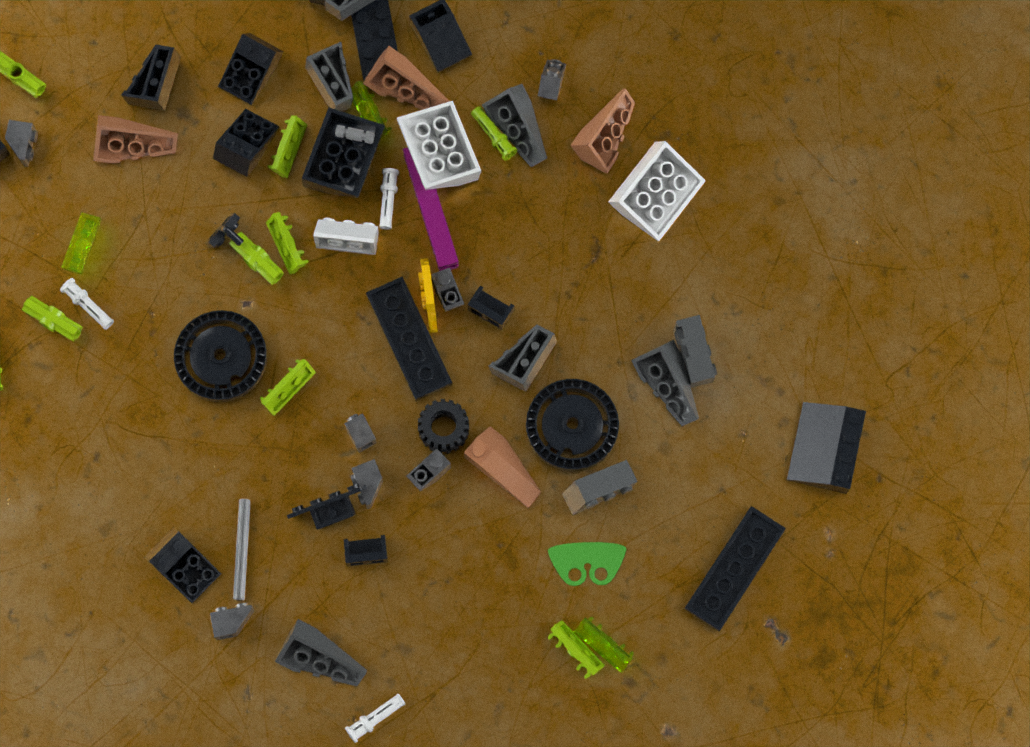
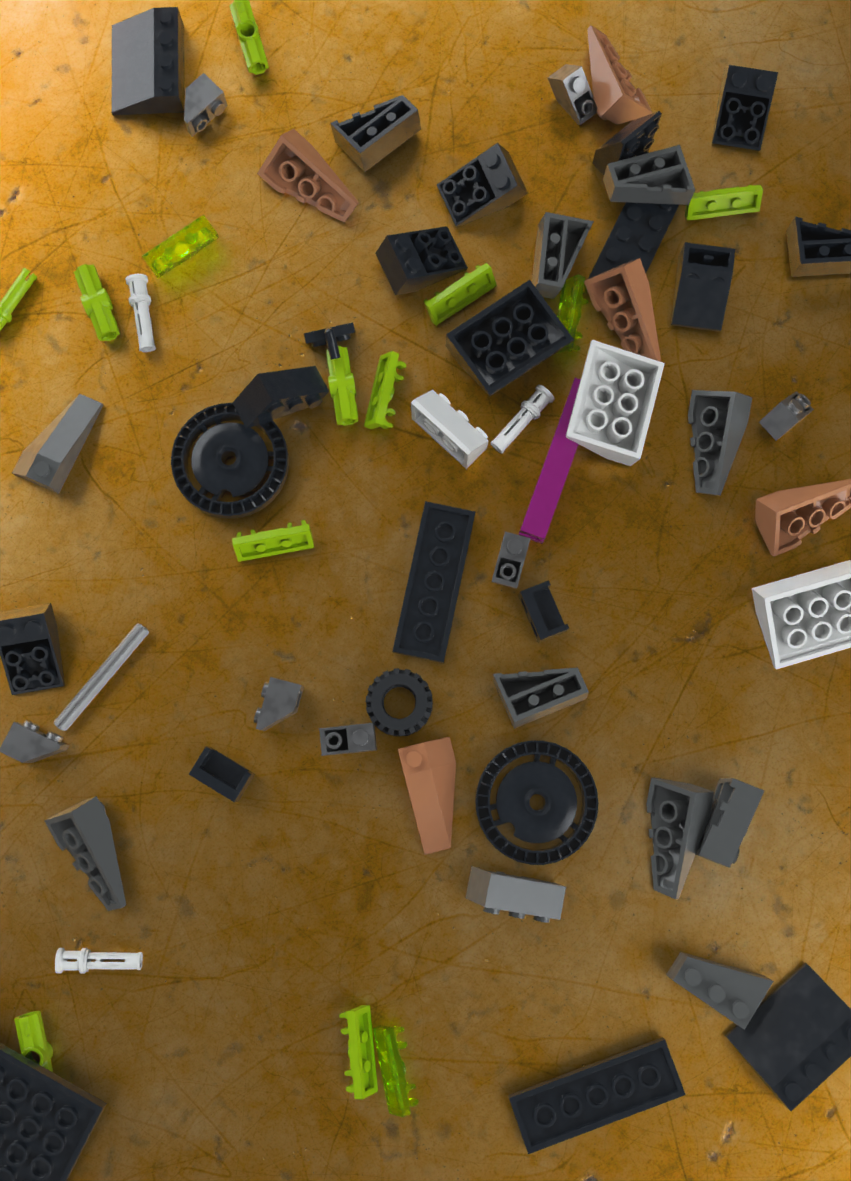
camera: 40 degrees right, 5 degrees up
(97, 431) = (56, 448): none -> wedge
(223, 291) = (280, 394): none -> black wedge
(331, 510) = (218, 705): black bracket -> none
(354, 134) = (535, 326): light grey axle -> none
(360, 432) = (307, 645): flat silver slope -> none
(427, 296) = (484, 553): yellow wing -> none
(499, 139) = (683, 439): lime pin -> none
(576, 555) = (460, 960): bright green piece -> none
(760, 451) = (722, 987): none -> dark grey wedge

